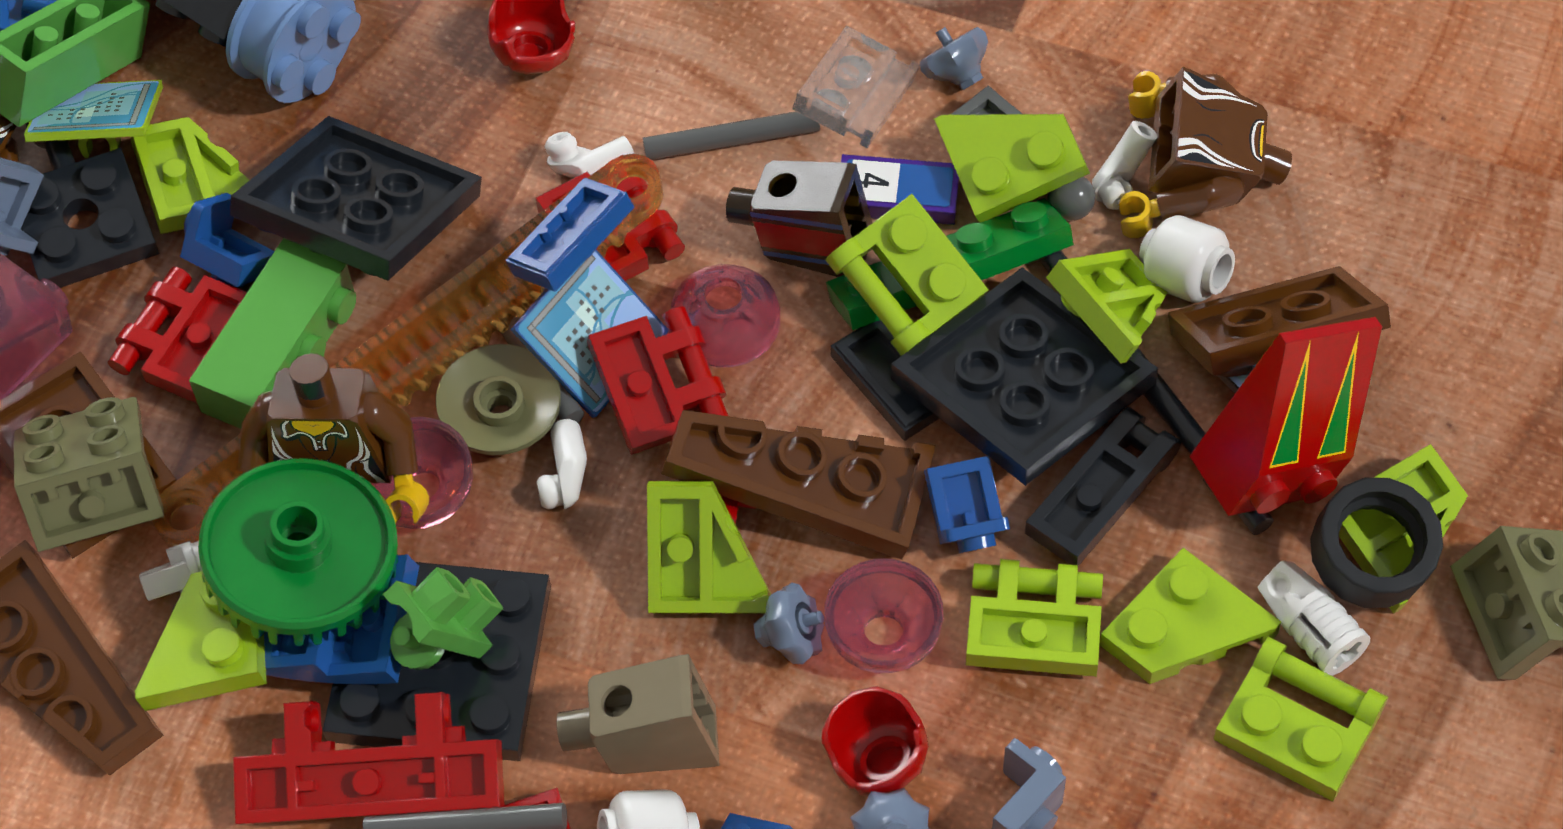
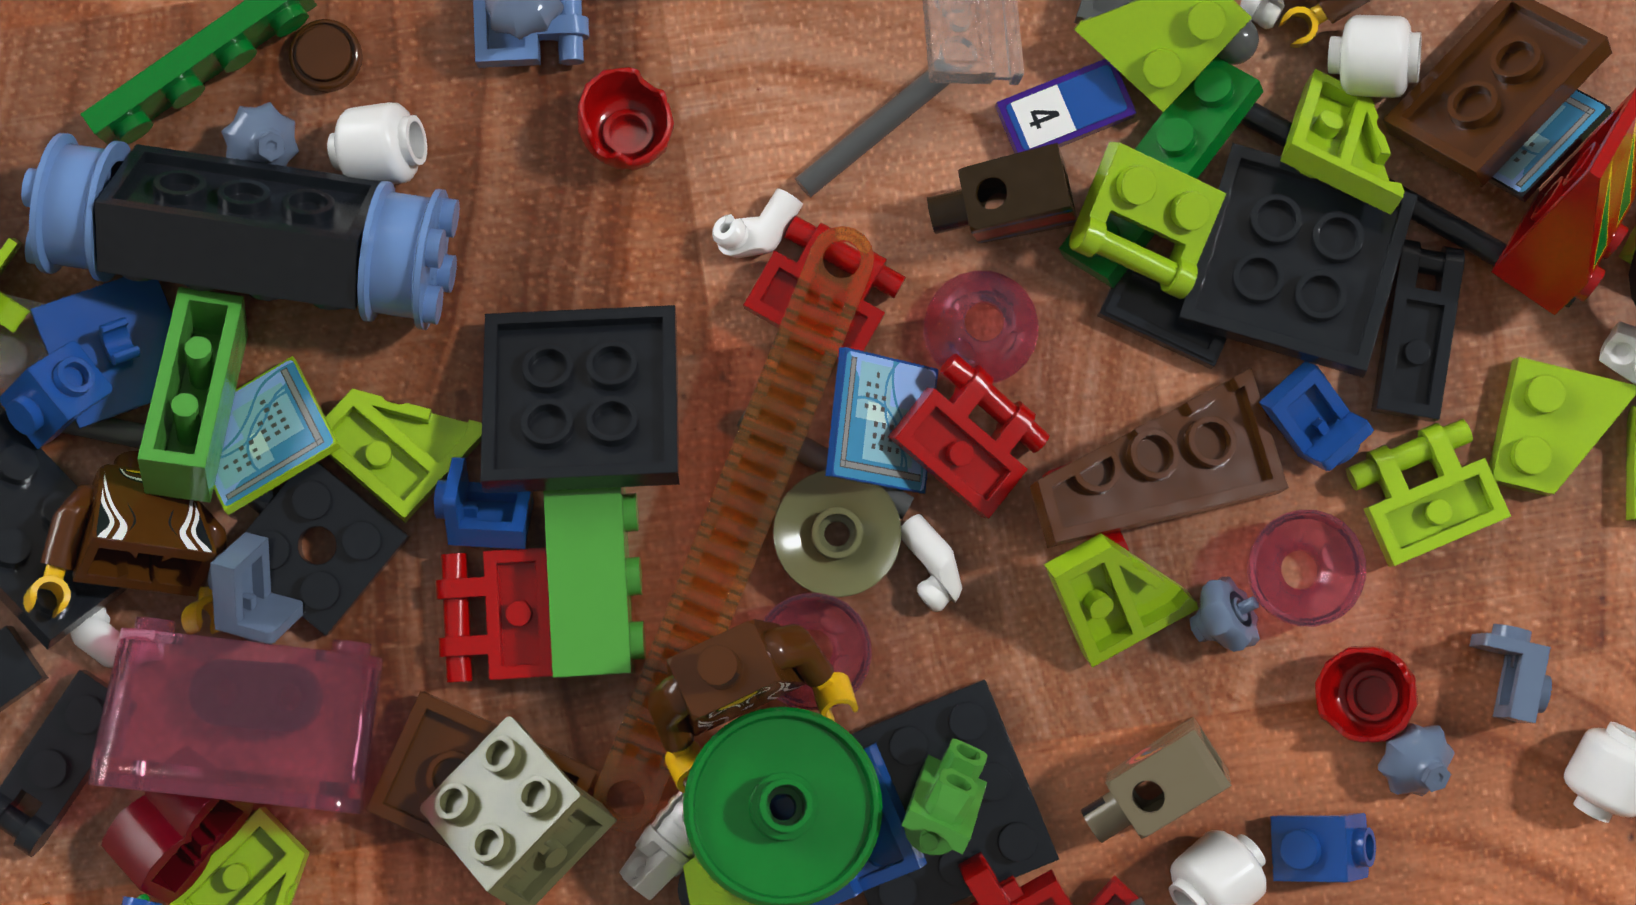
camera: 35 degrees left, 25 degrees up
(569, 234) = (831, 355): blue plate -> none

